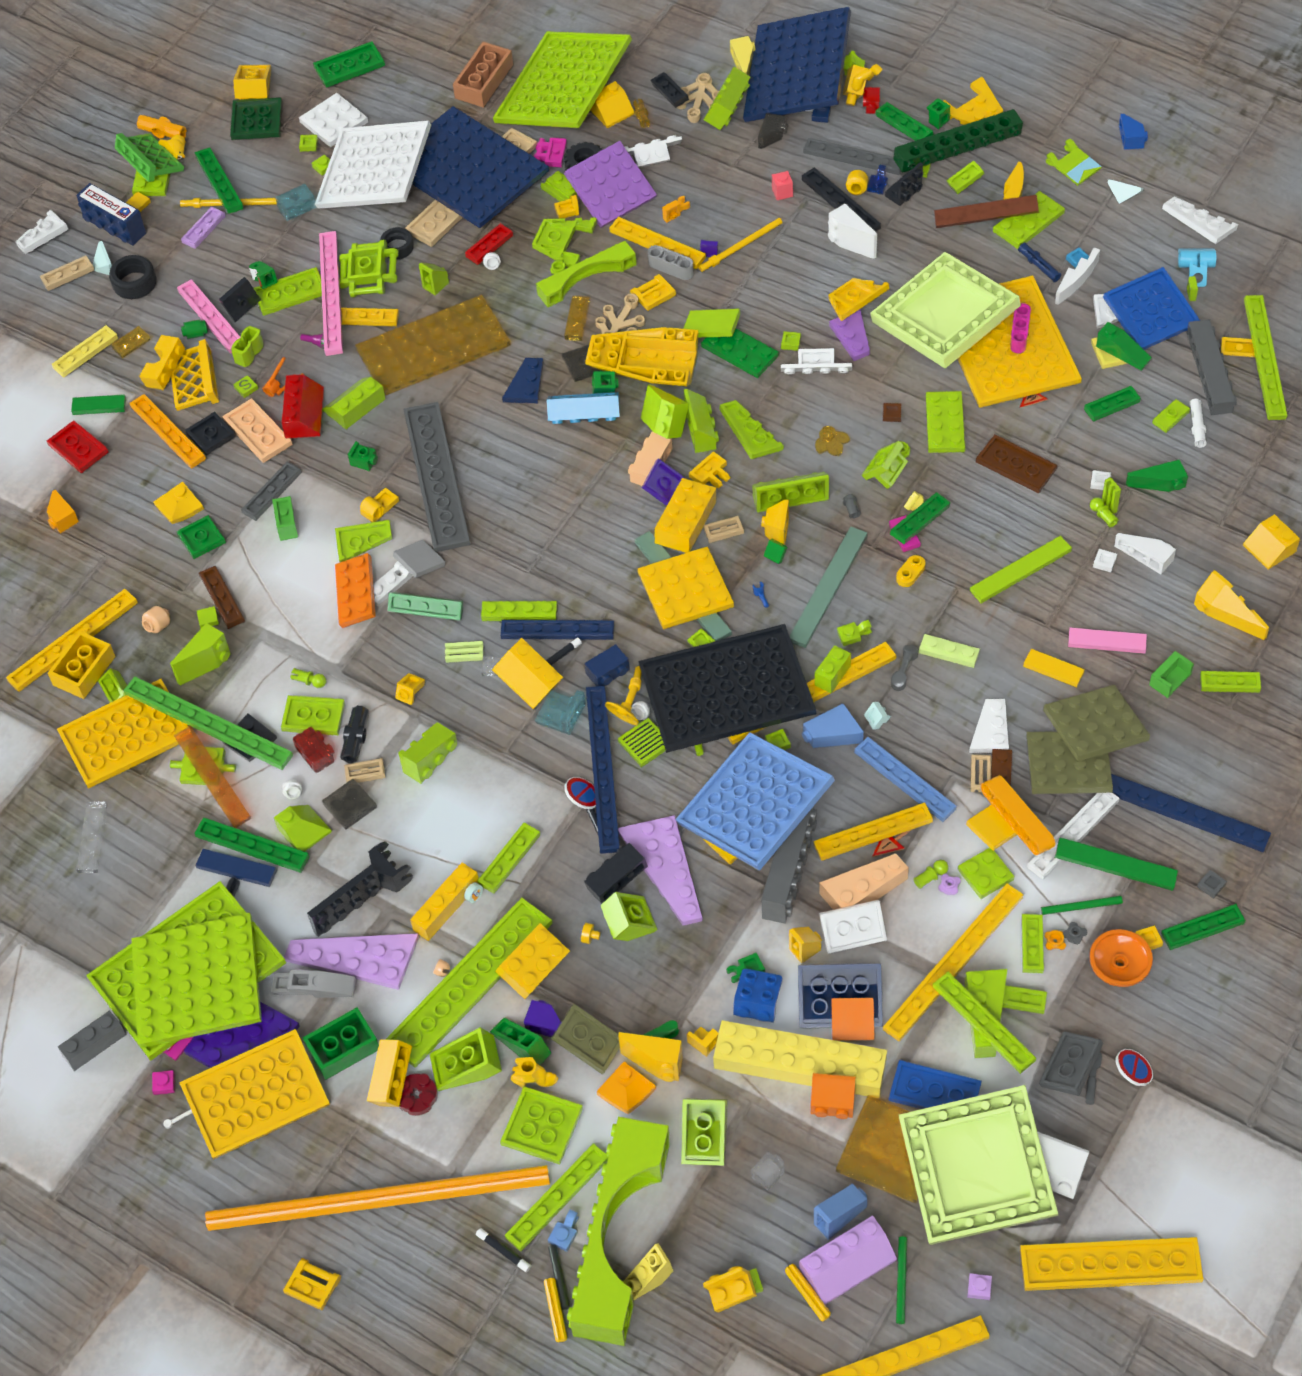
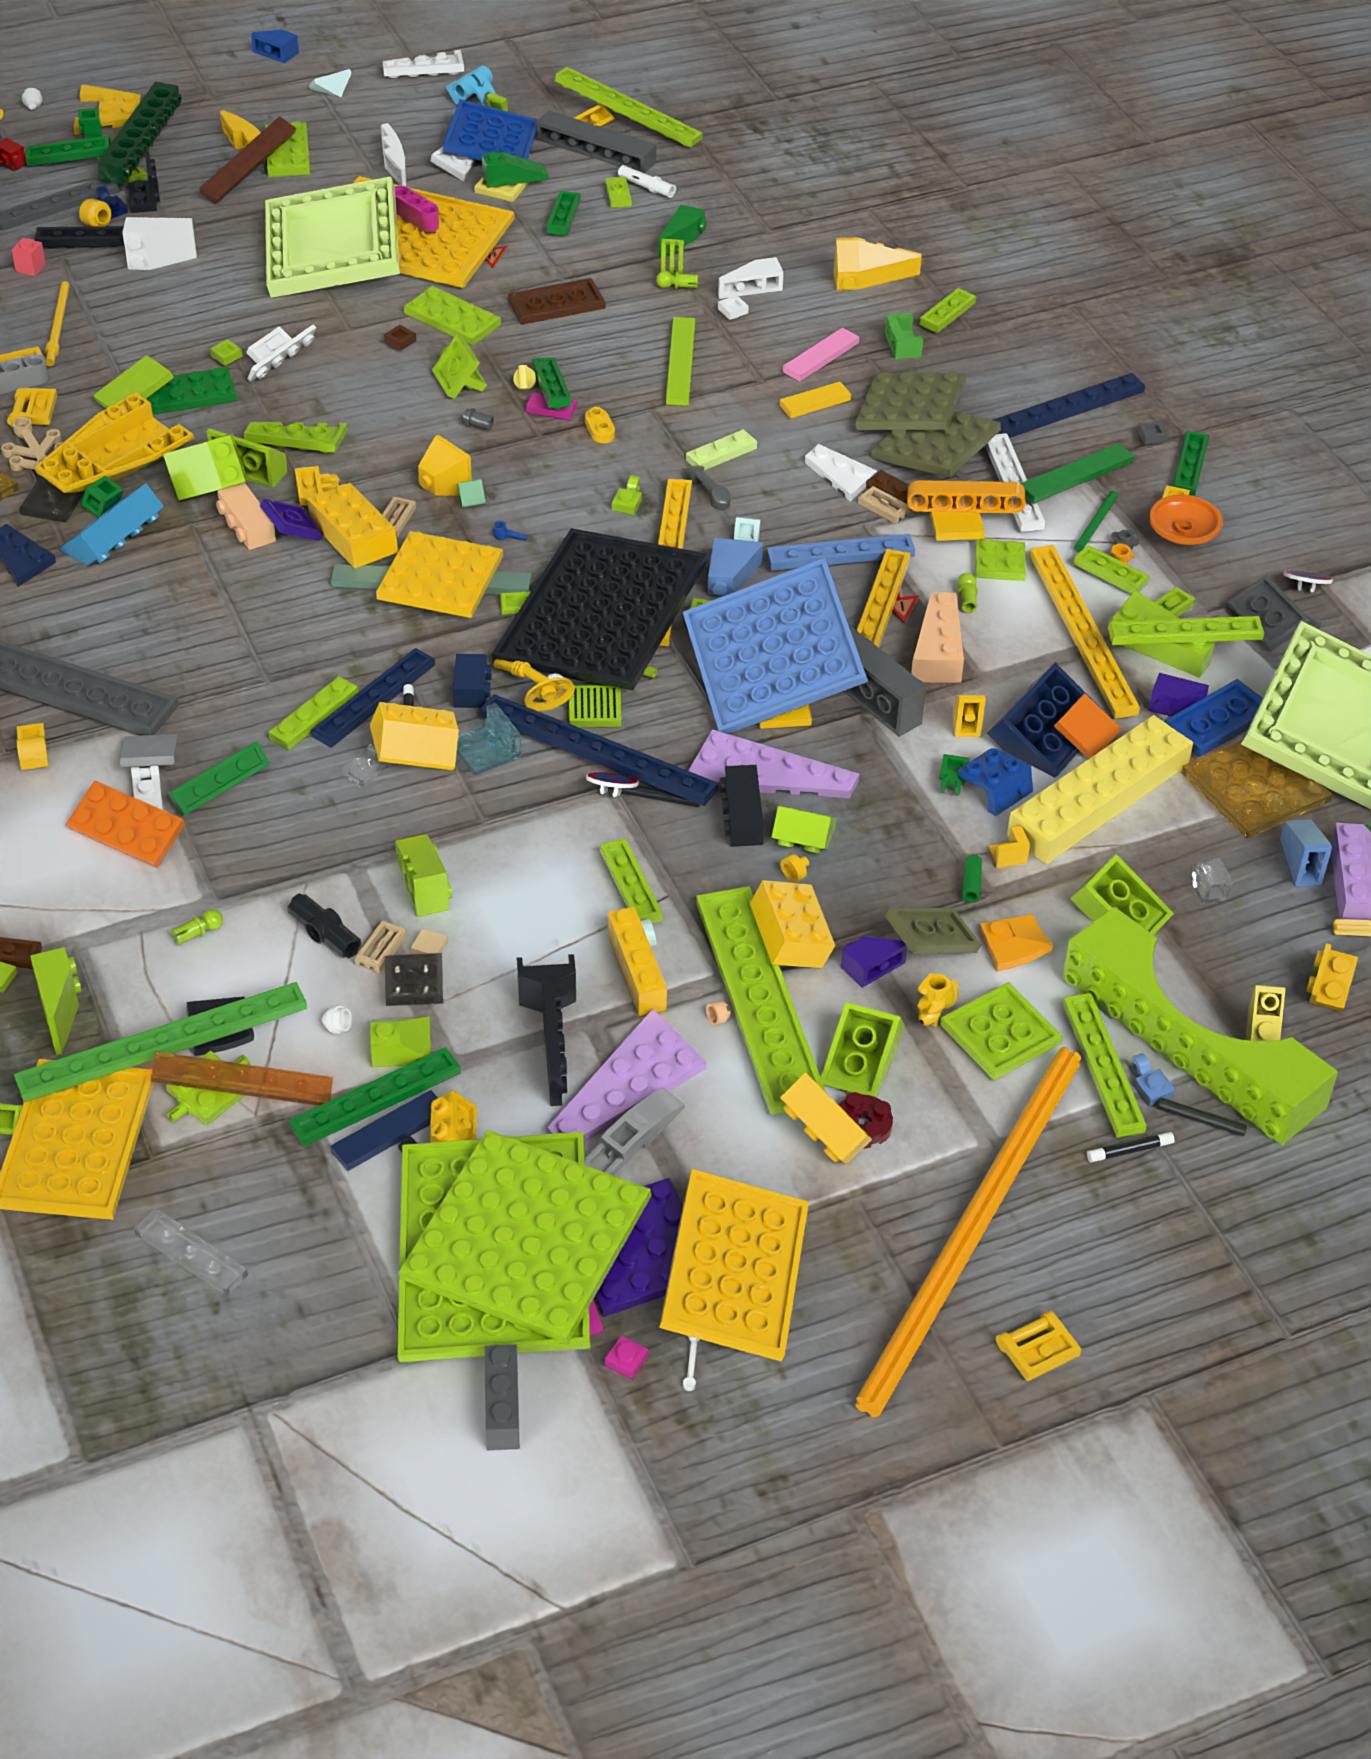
camera: 60 degrees left, 10 degrees down
(257, 894) = (453, 1118): none -> yellow bracket
(313, 749) = (310, 969): clear red brick -> none
(314, 712) = (254, 949): lime plate -> none
(341, 1043) = (742, 1140): green brick -> none
(361, 538) = (57, 784): lime wing -> none
(383, 793) = (429, 942): none -> tan tile
(408, 687) = (315, 848): yellow bracket -> none
(464, 648) = (312, 779): yellowish green tile -> none
(521, 1040) = (883, 990): green slope -> none
(555, 1310) = (1242, 1139): yellow axle -> none
(654, 1054) = (1003, 887): yellow slope -> none
(709, 247) = (35, 338): dark purple tile -> none
(796, 489) = (407, 449): lime slope -> none
(828, 587) = (551, 481): sand green tile -> none
(831, 443) = (381, 392): clear yellow plate -> none
(832, 669) = (668, 520): lime brick -> none
(832, 1095) = (1168, 783): orange slope -> none
(852, 335) = (270, 314): medium lavender wing -> none
(853, 926) = (982, 667): white tile -> none
(854, 296) = (231, 285): yellow wing -> none
(930, 1051) = (1175, 694): none -> dark purple slope
(940, 66) = (32, 98): none -> white plate
(949, 889) = (991, 588): lavender plate -> none
(965, 177) = (188, 151): lime plate -> none
(1035, 258) = (346, 167): dark blue pin -> none
(1075, 165) = (259, 93): lime flag -> none
(1075, 256) = (371, 147): dark azure tile -> none
(1098, 479) = (638, 265): white tile -> none
(1272, 542) = (827, 209): yellow slope -> none

